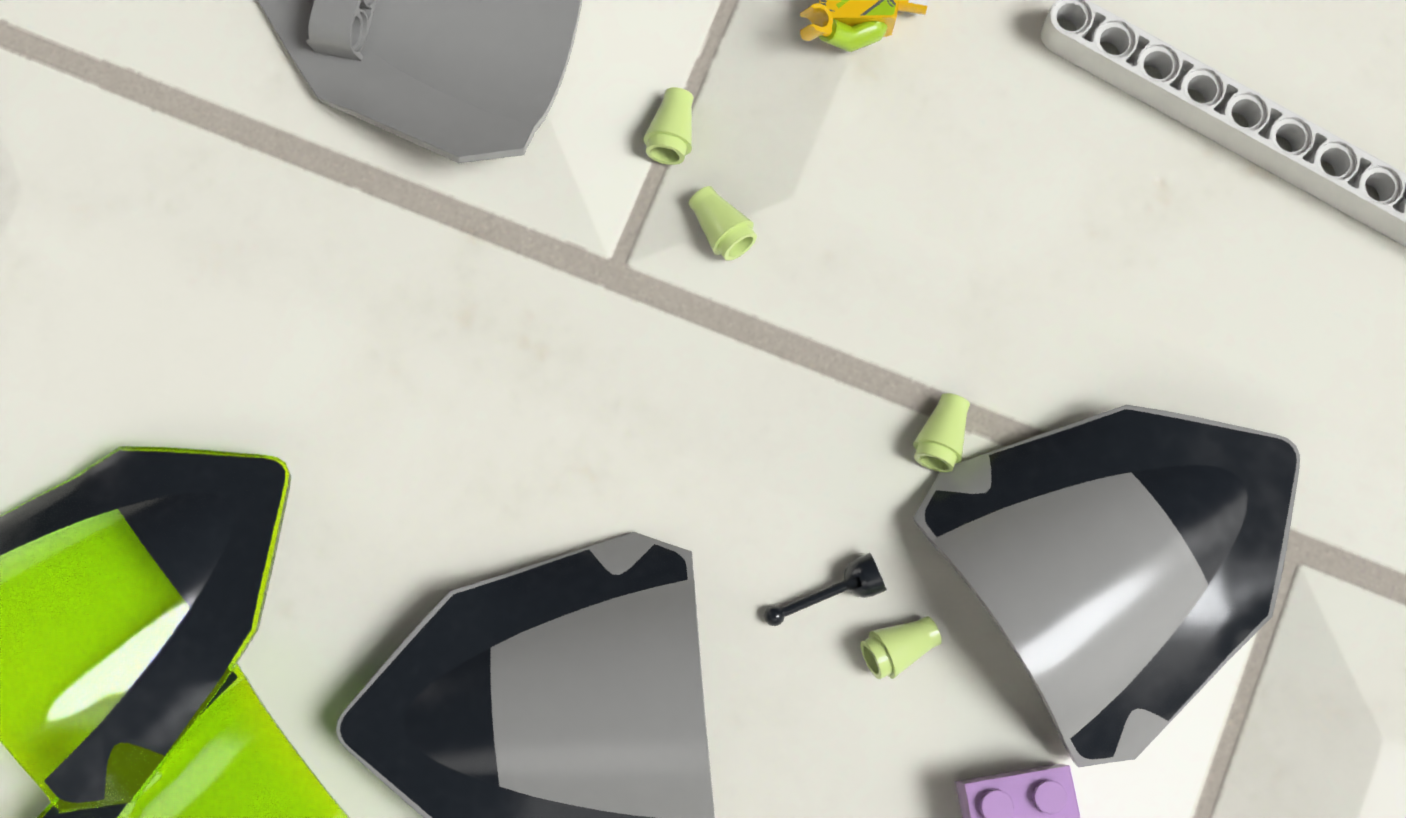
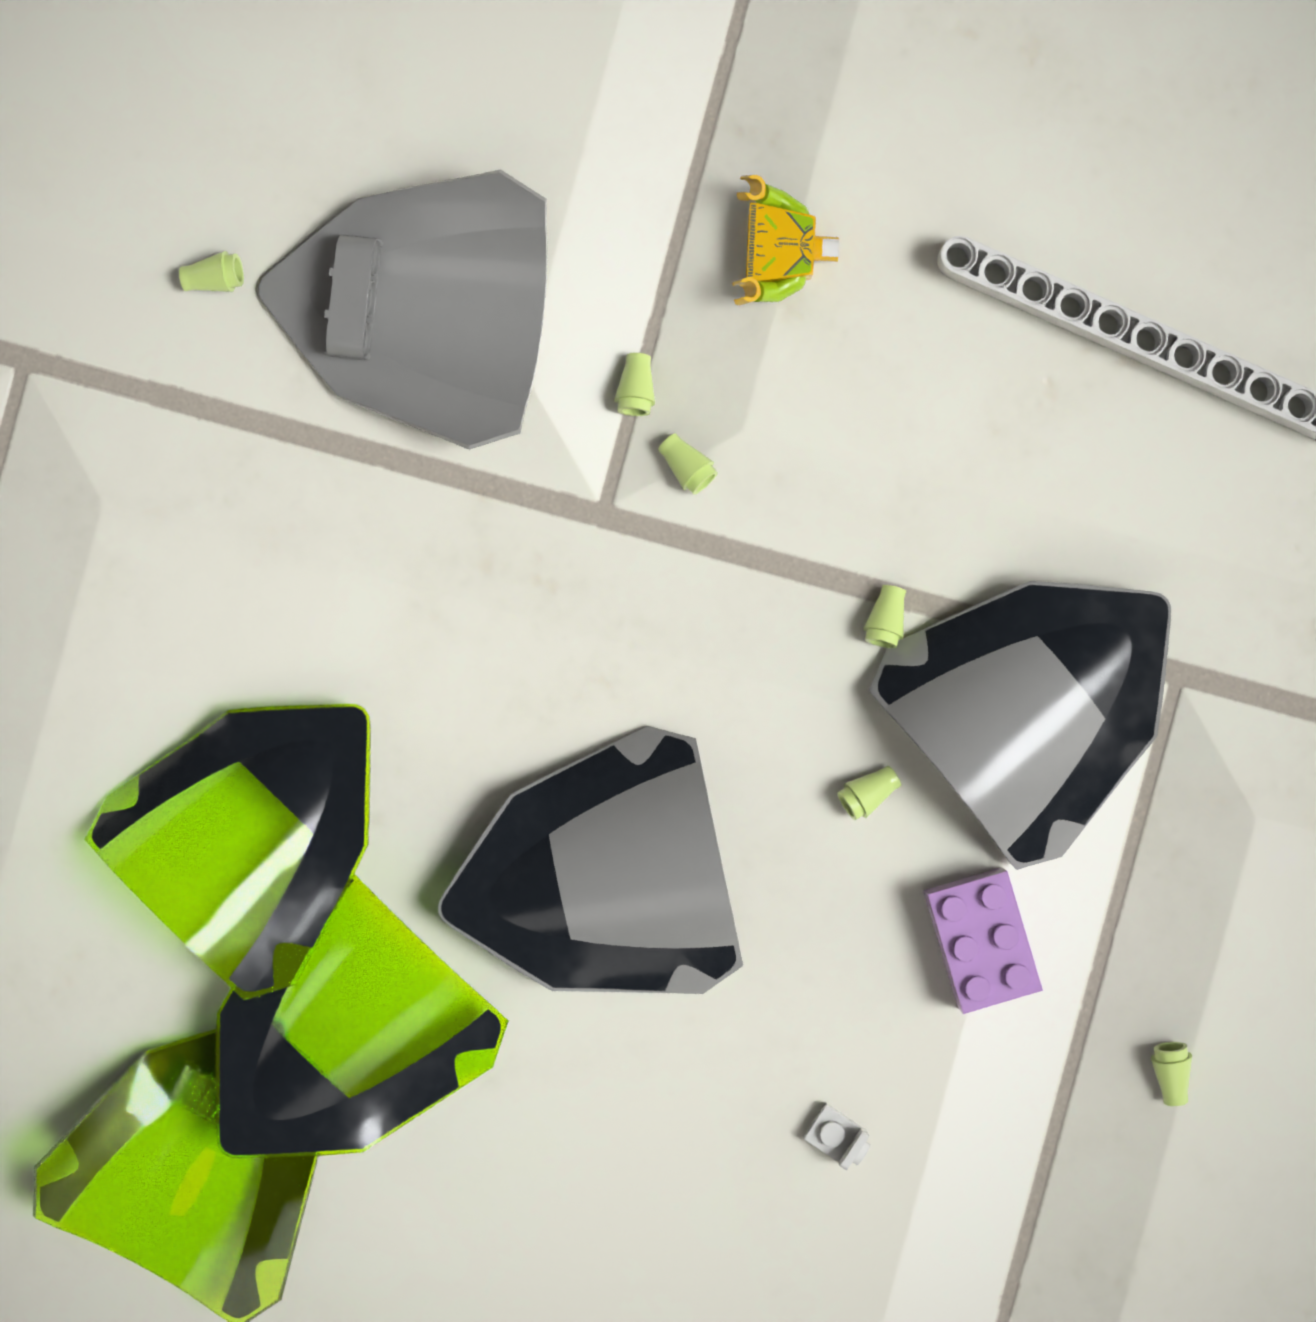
camera: 10 degrees left, 10 degrees up
(860, 578) = (832, 742): black hinge -> none

